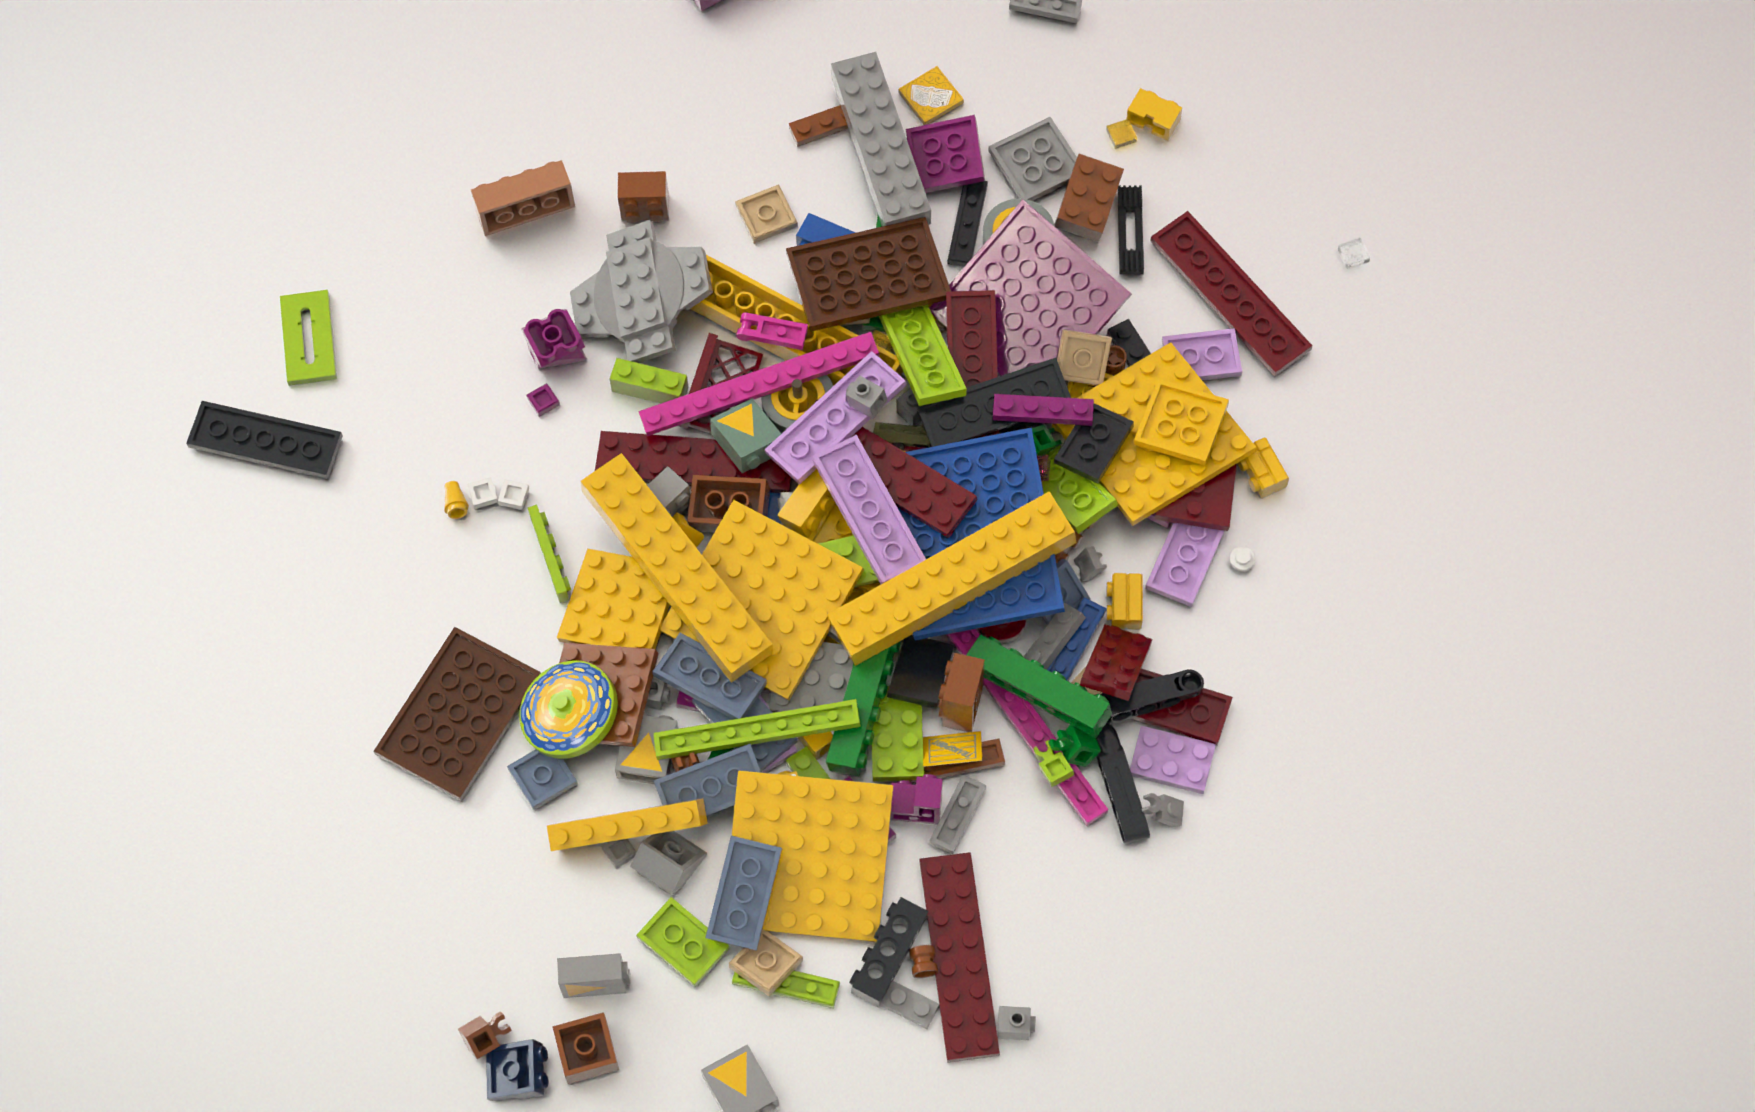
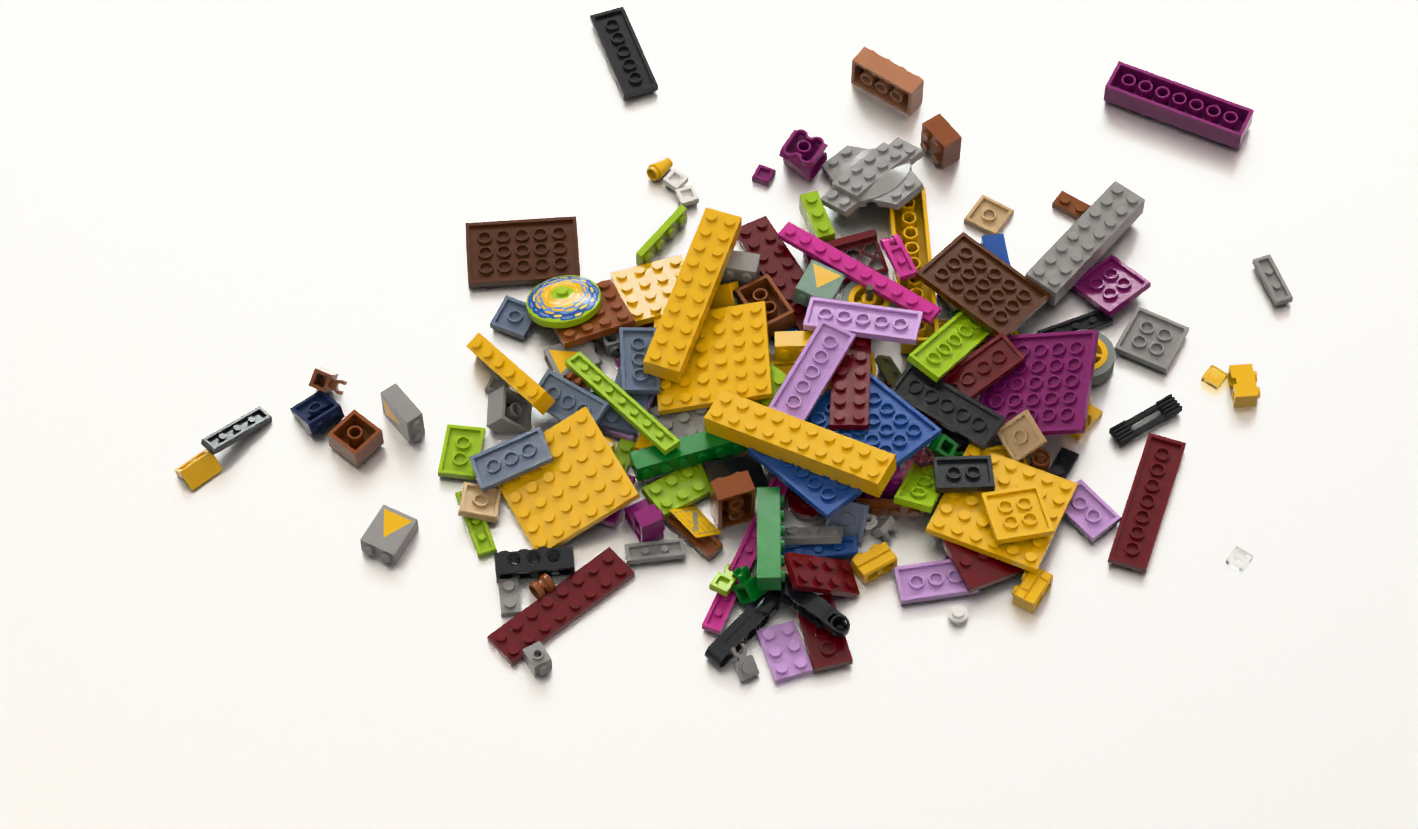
camera: 55 degrees right, 10 degrees down
(324, 363) = (697, 53): lime piece -> none
(866, 396) = (884, 323): light grey brick -> none
(931, 96) = (1149, 256): tile -> none
(1043, 409) = (962, 431): magenta plate -> none
(1088, 197) = (1145, 379): dark orange brick -> none

